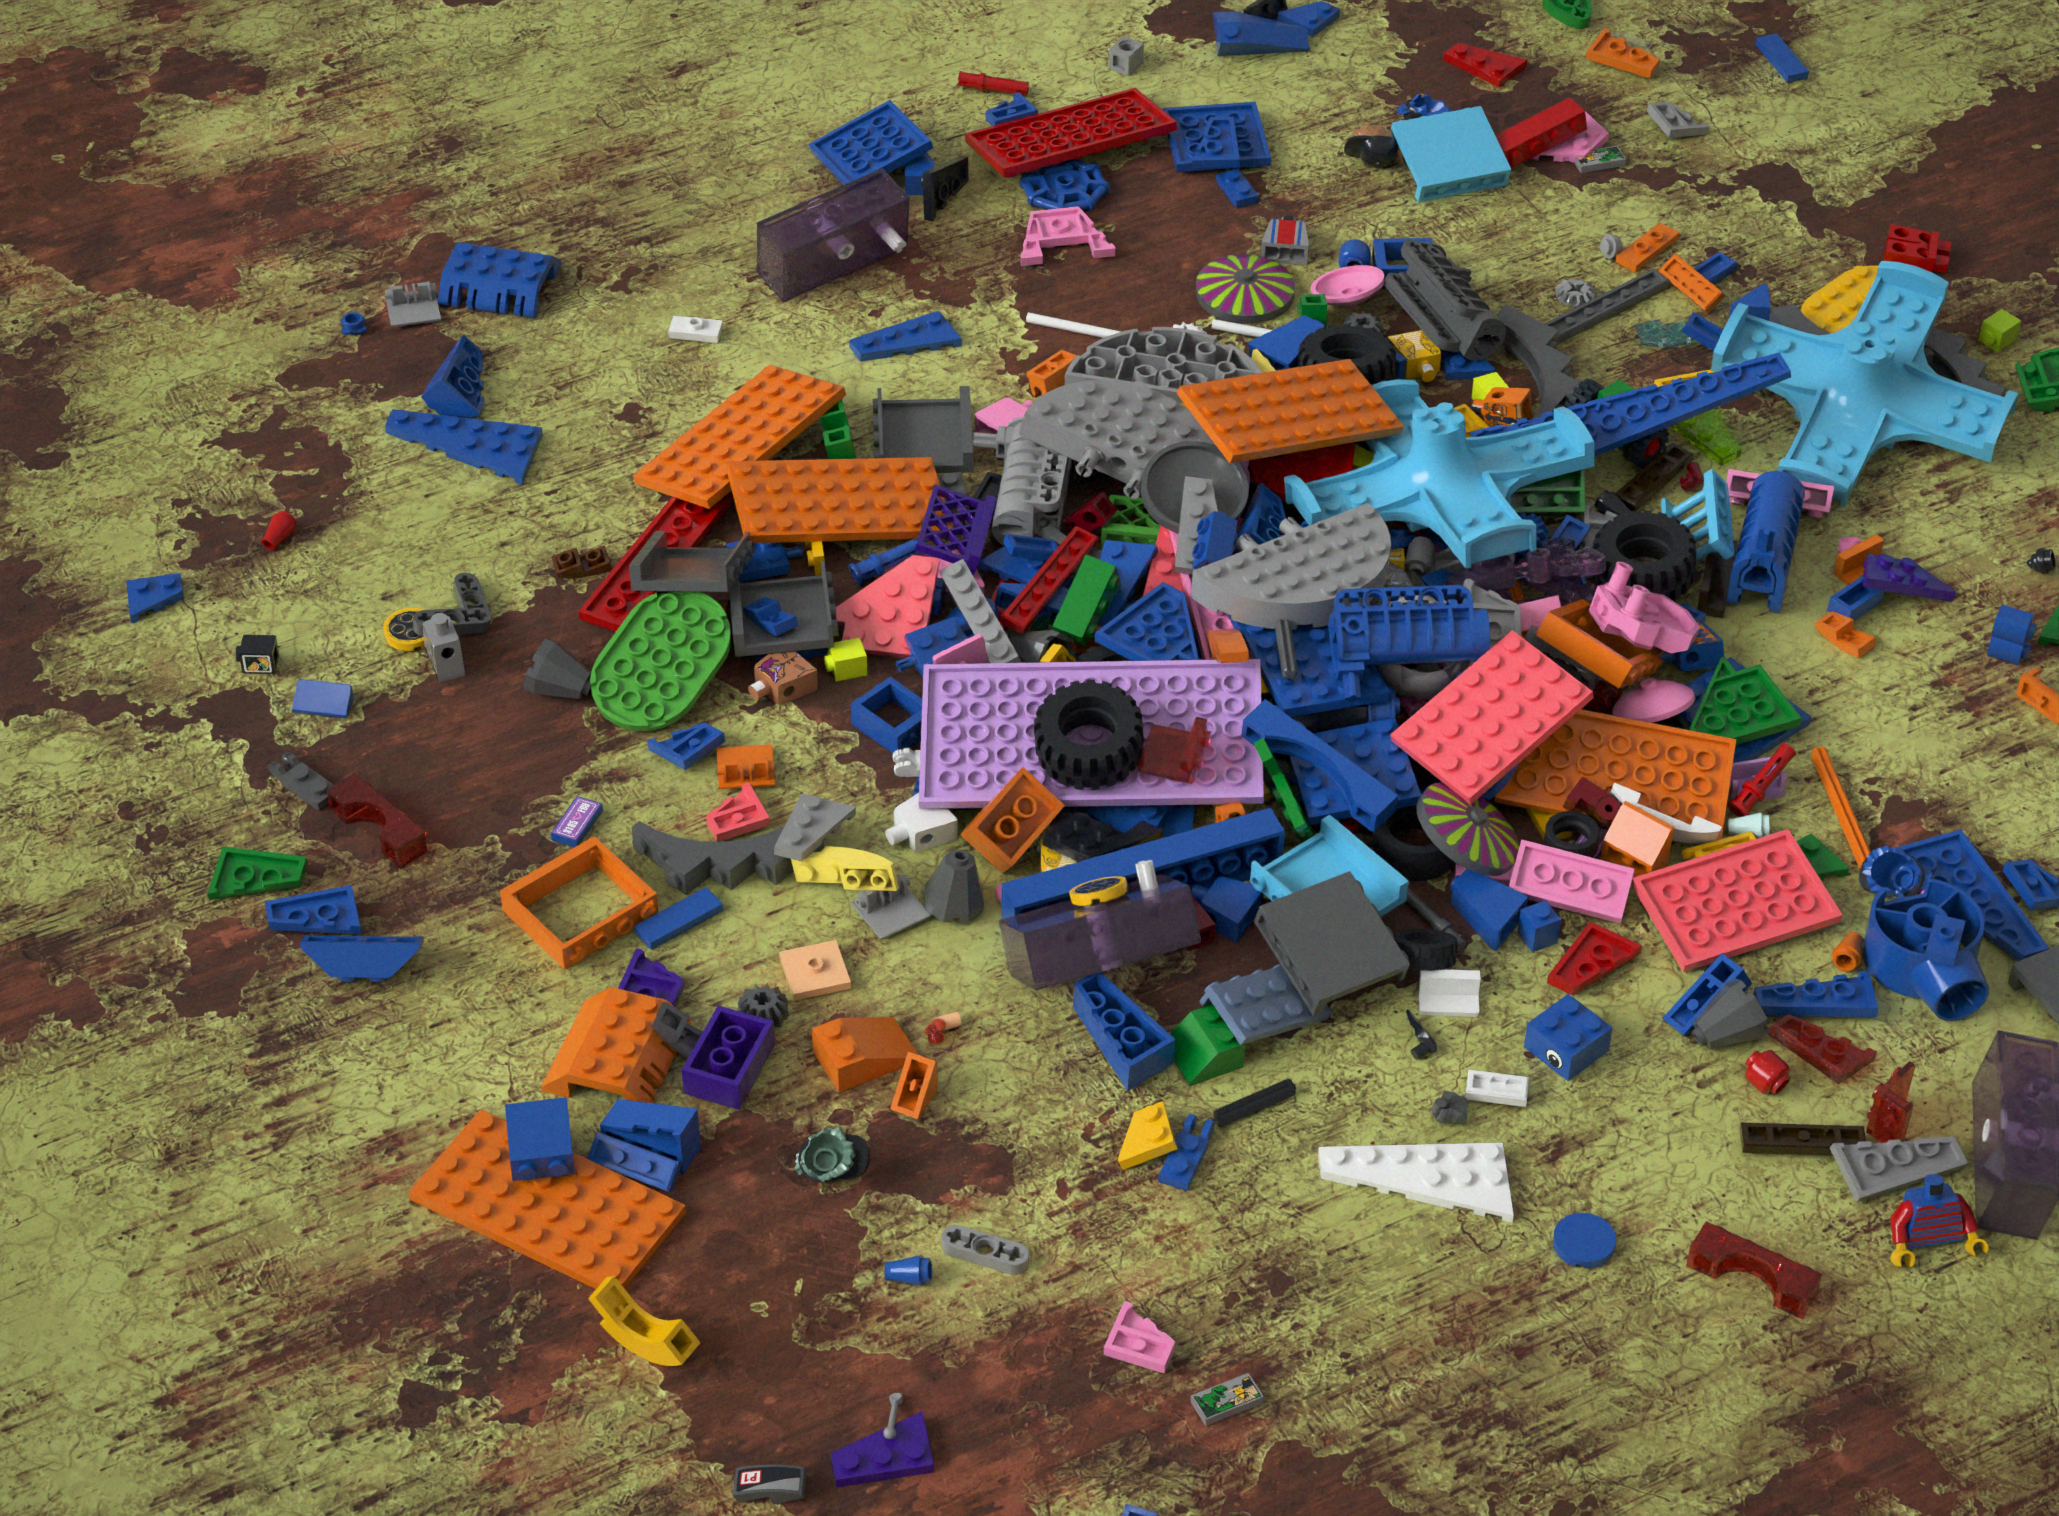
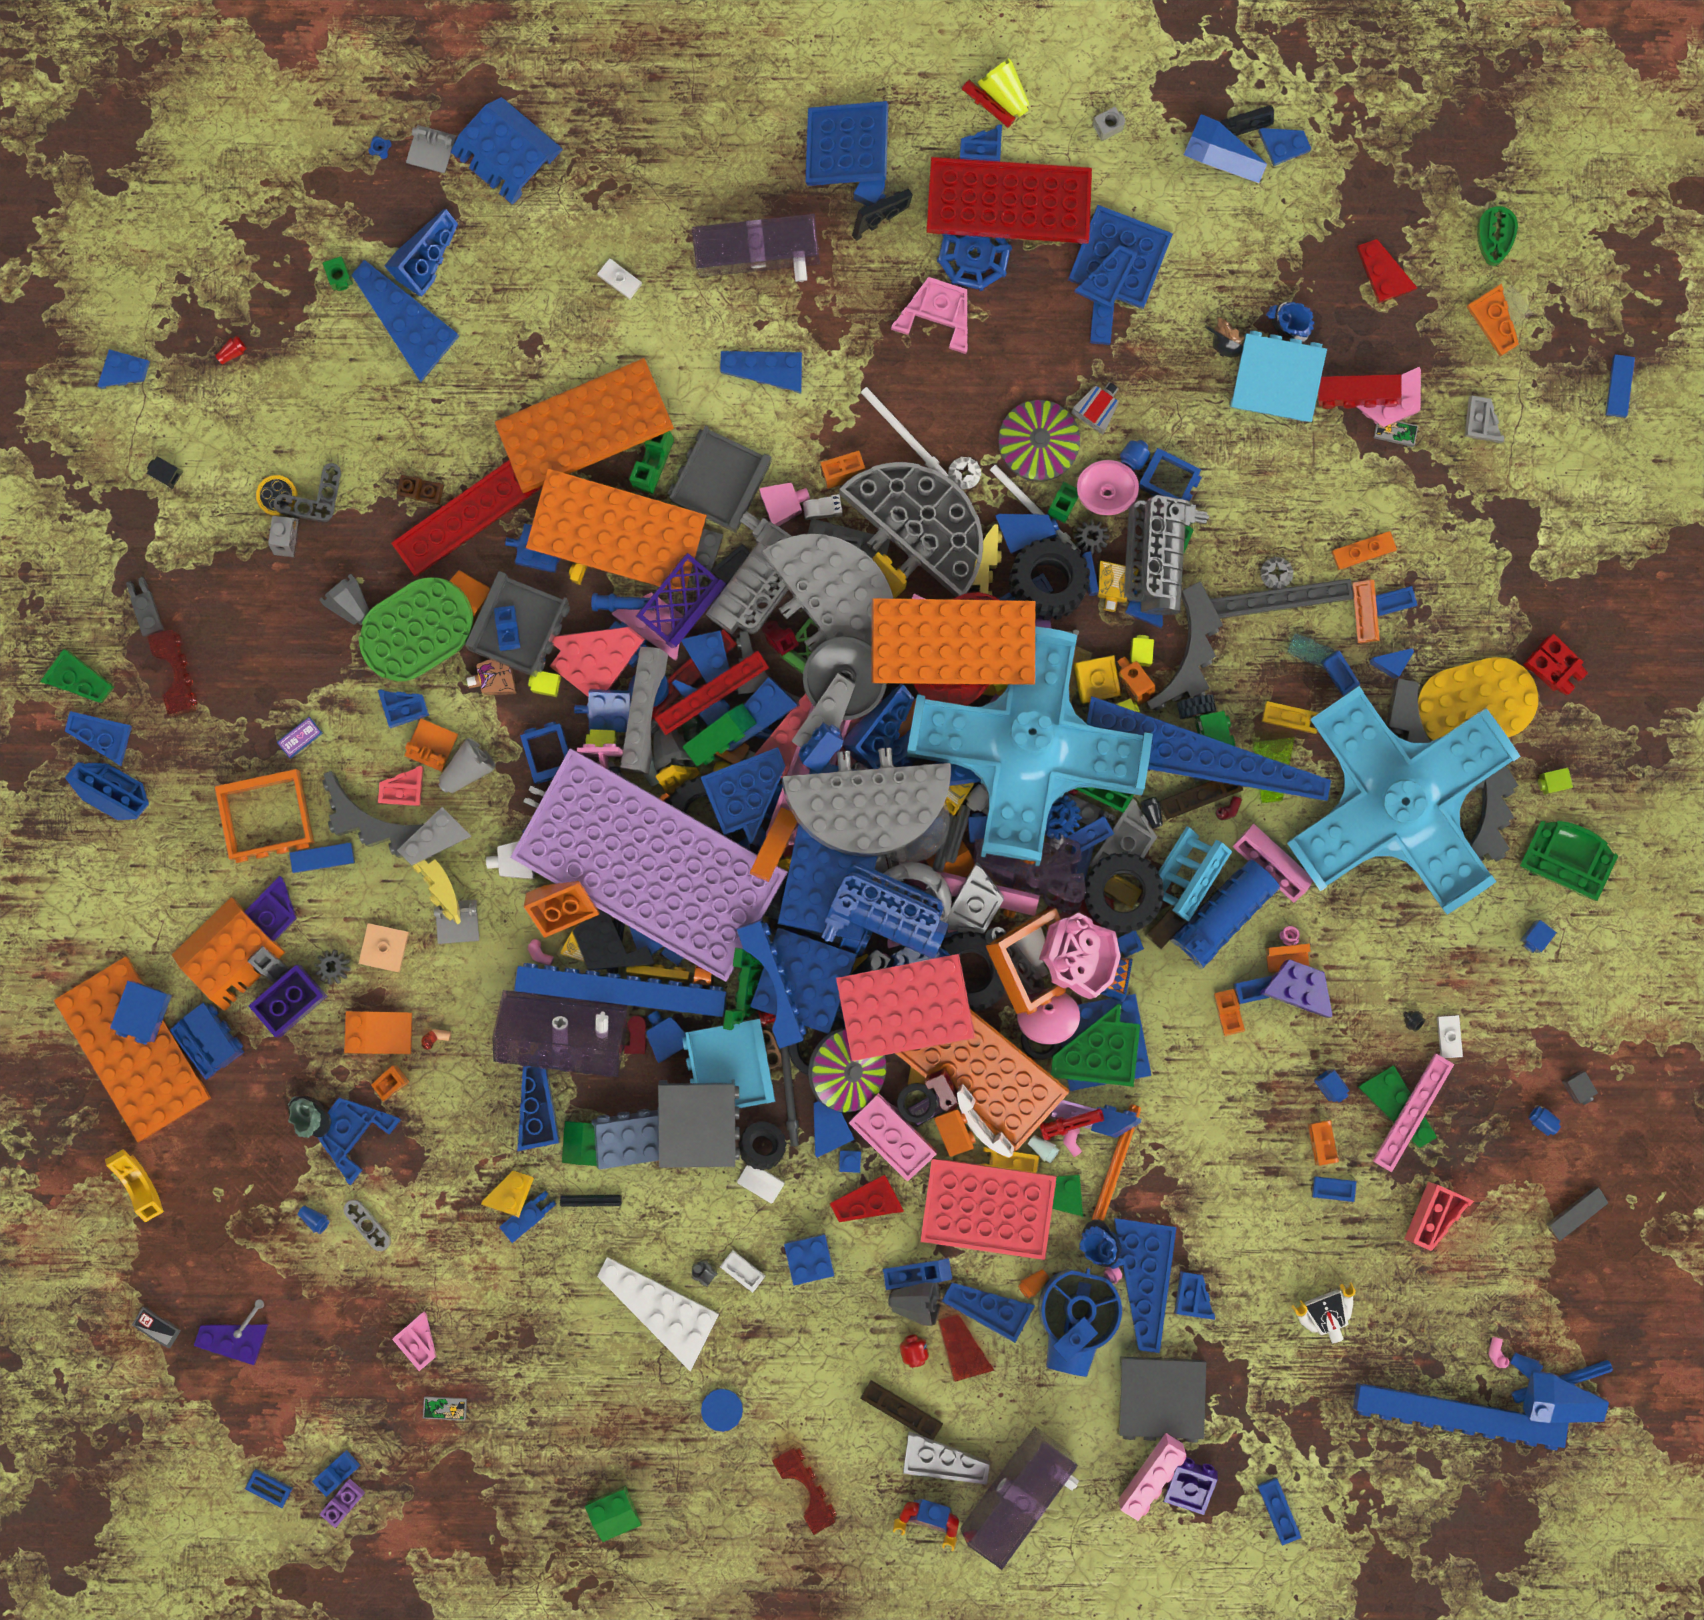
camera: 25 degrees right, 40 degrees up
(323, 698) = (188, 537): slope -> none
(368, 427) = (331, 268): none -> green brick
(688, 568) = (471, 558): dark grey panel -> none
(805, 756) = (466, 767): none -> light grey cone
(893, 1159) = (347, 1126): none -> blue wing
(955, 888) = (500, 945): dark grey cone -> none
(1002, 60) = (1006, 88): none -> neon yellow cone
(1029, 547) = (719, 652): blue tile -> none
(1088, 705) = (607, 887): black tyre -> none
(1099, 889) = (567, 1014): yellow tile -> none
(1175, 752) = (685, 920): clear red bracket -> none
(1286, 649) = (810, 871): dark grey axle -> none
(1427, 1043) = (724, 1204): black bar -> none
(1534, 1407) = (613, 1514): none -> green slope
(1610, 246) = (1334, 539): light grey plate -> none
(1772, 807) = (1070, 1142): none -> bright pink arm
(1810, 764) = (1115, 1122): none -> blue slope
(1890, 1110) = (959, 1420): clear red bracket -> none

